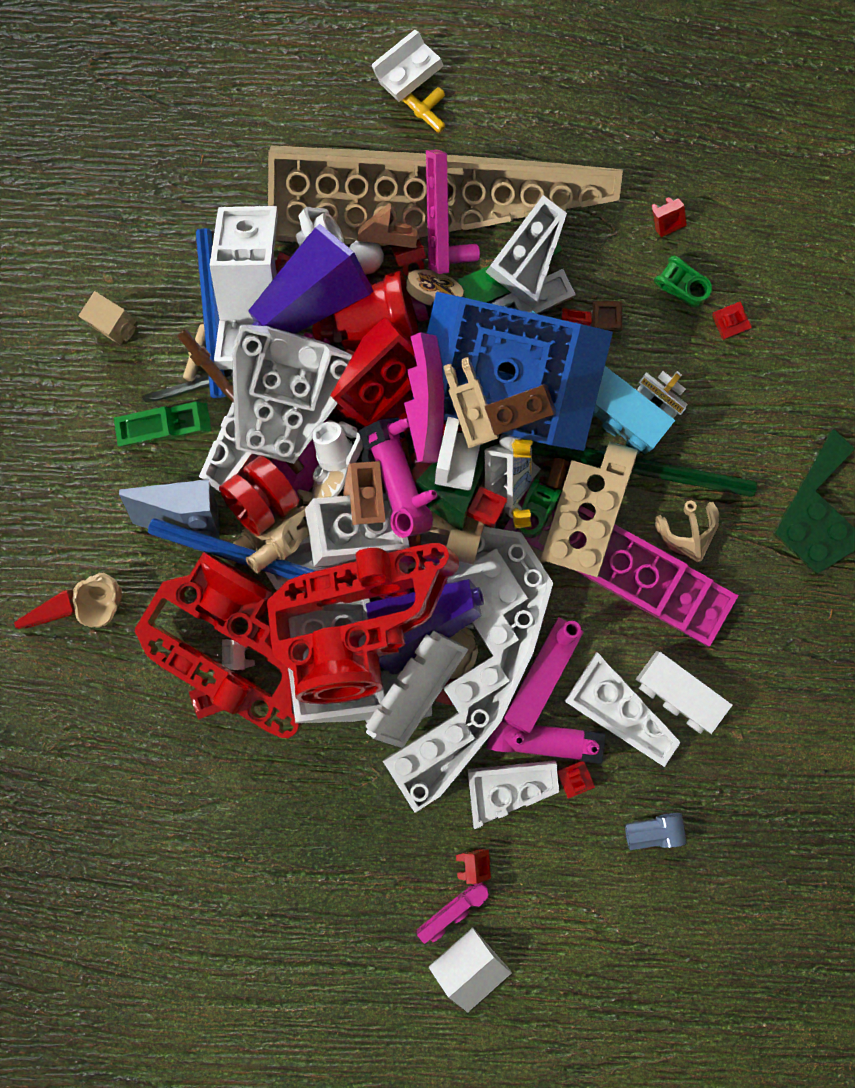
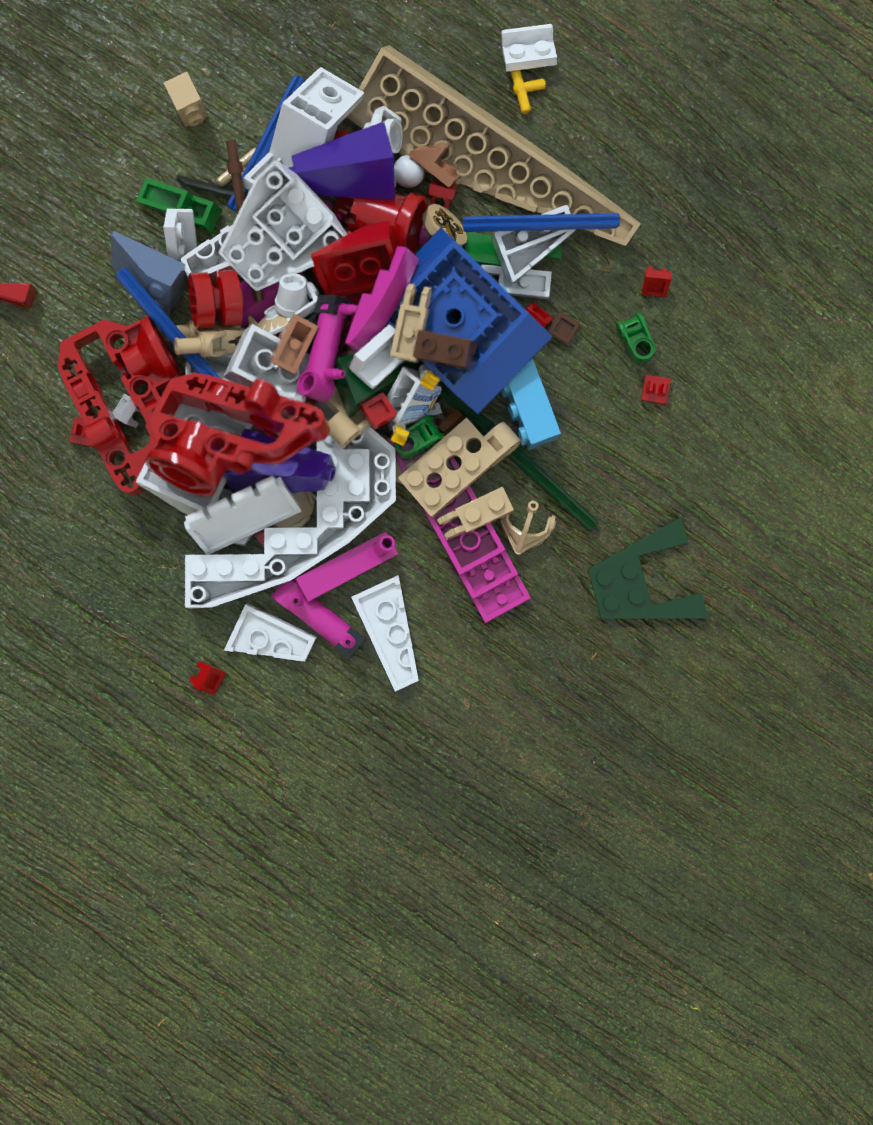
camera: 25 degrees right, 0 degrees up
(96, 600) = (48, 305): tan hair -> none
(182, 451) = (179, 232): none -> white bracket
(439, 251) = (465, 204): dark pink piece -> none
(454, 911) = (171, 702): dark pink hinge -> none
(469, 970) = (155, 754): white slope -> none
(530, 227) = (541, 222): none -> blue axle
(575, 779) = (323, 660): red tile -> none
(640, 544) = (478, 513): none -> tan hinge
(663, 831) = (364, 739): sand blue piece -> none
(671, 403) = (563, 402): white hips -> none
(682, 693) = (443, 645): white brick -> none

